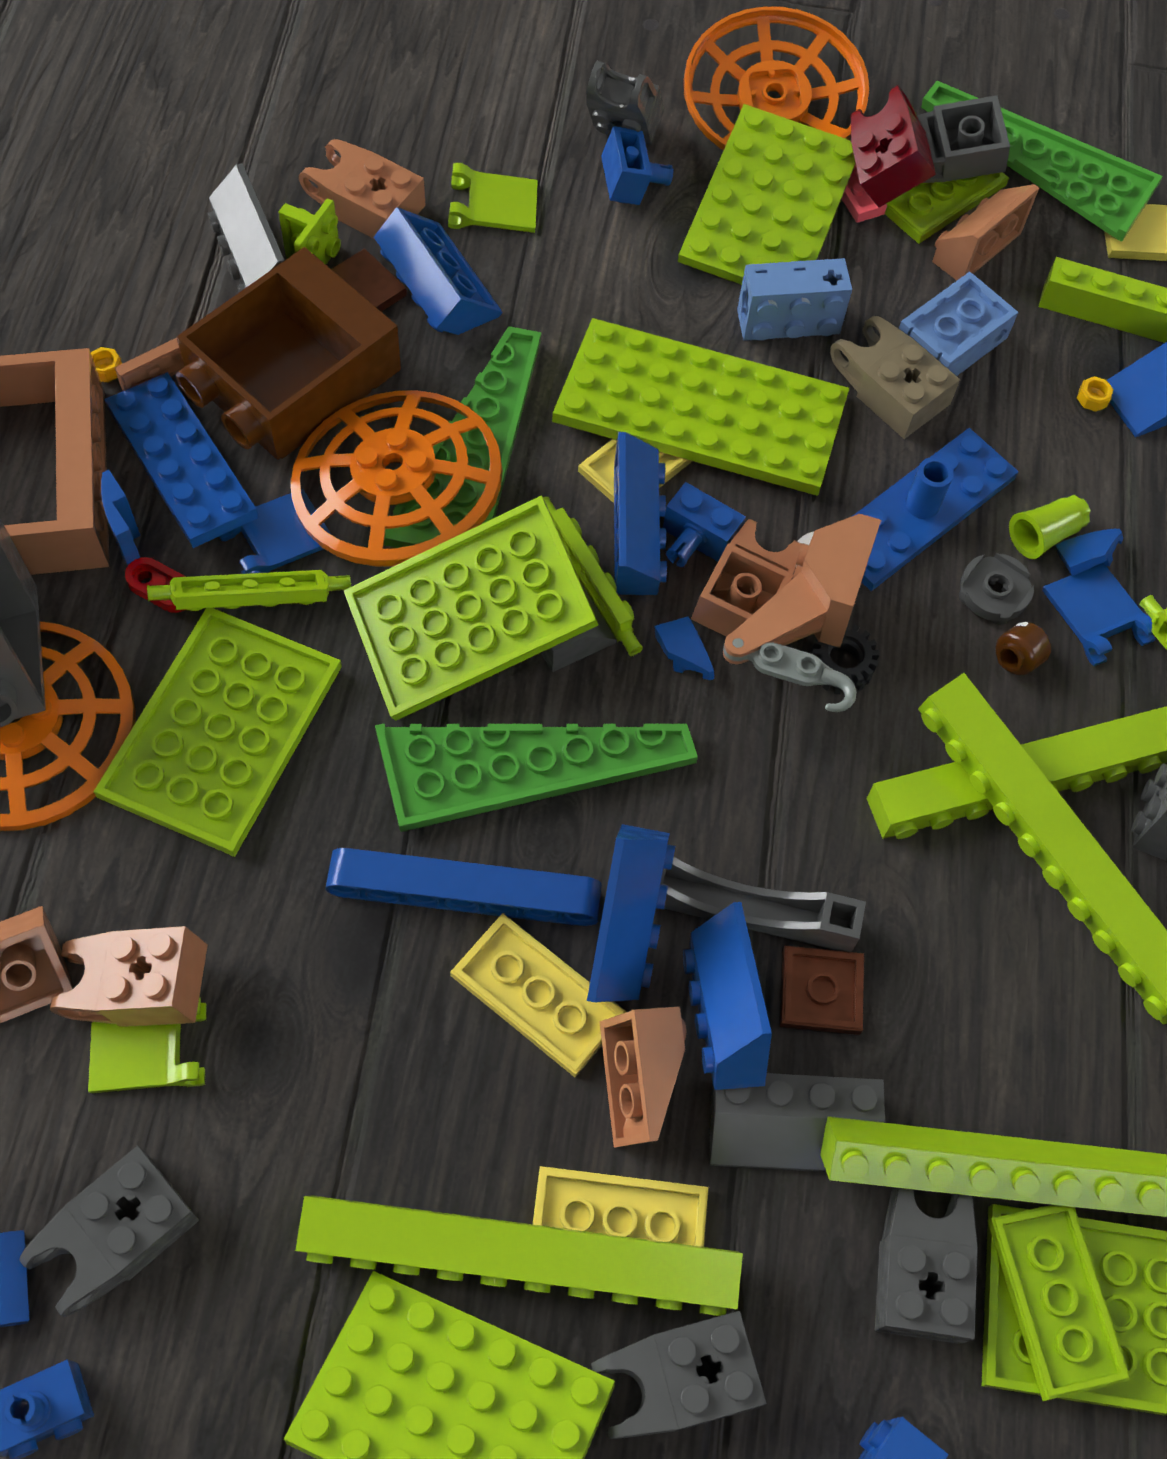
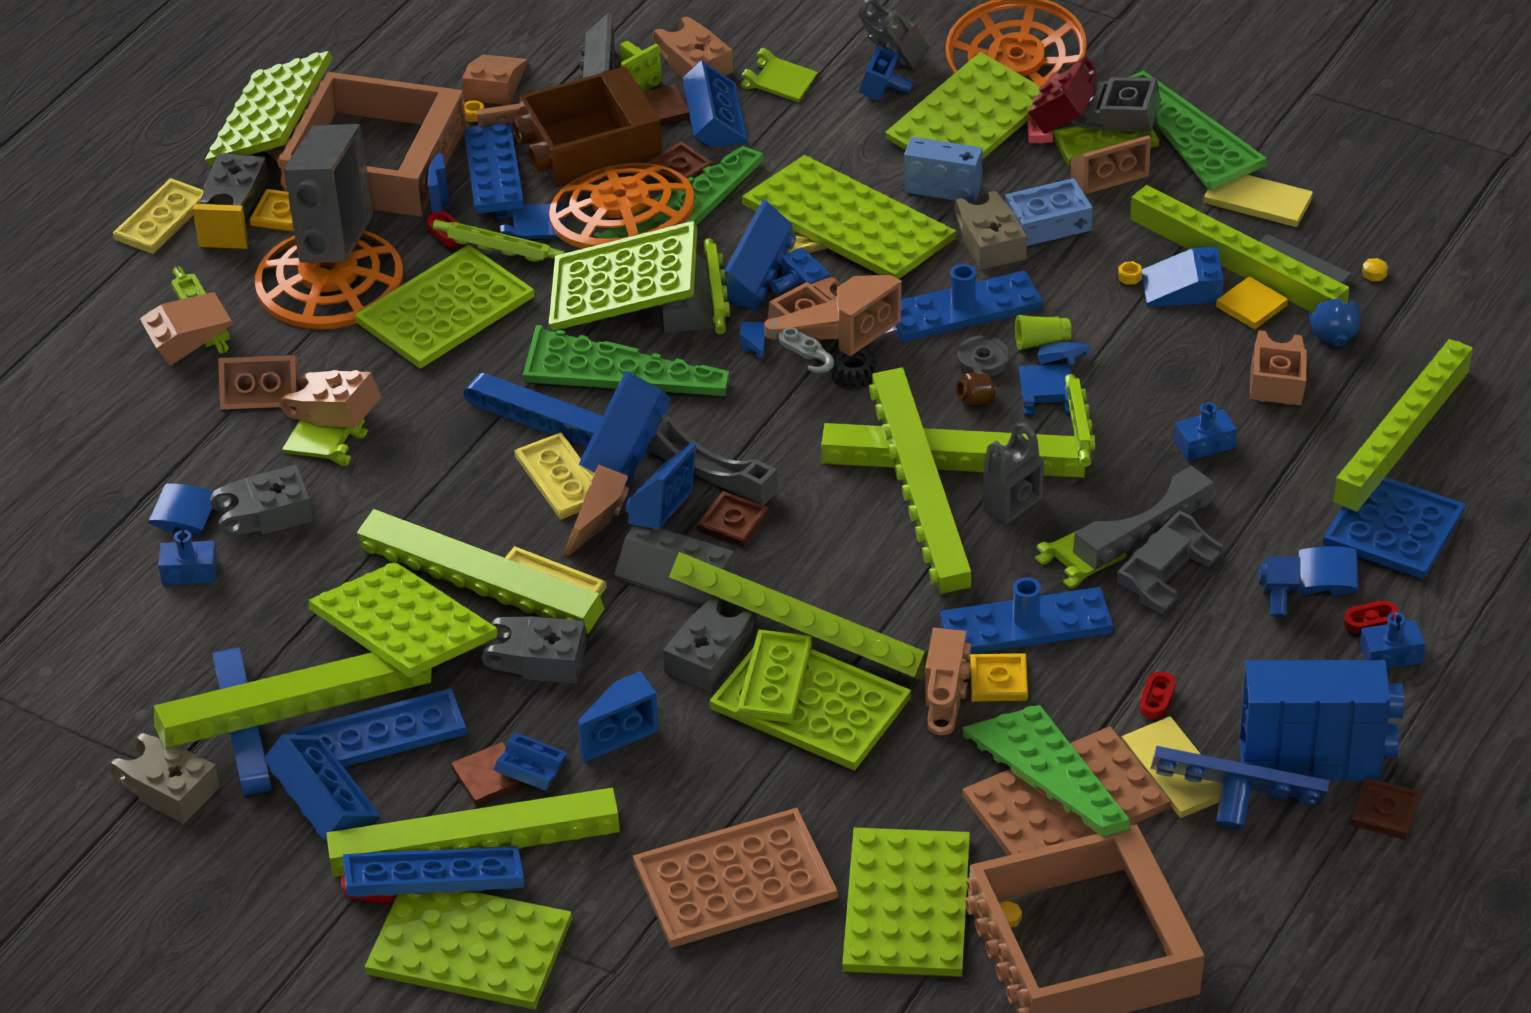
camera: 30 degrees right, 20 degrees down
(108, 301) = (493, 79): none -> nougat slope
(435, 371) = (683, 160): none -> copper tile

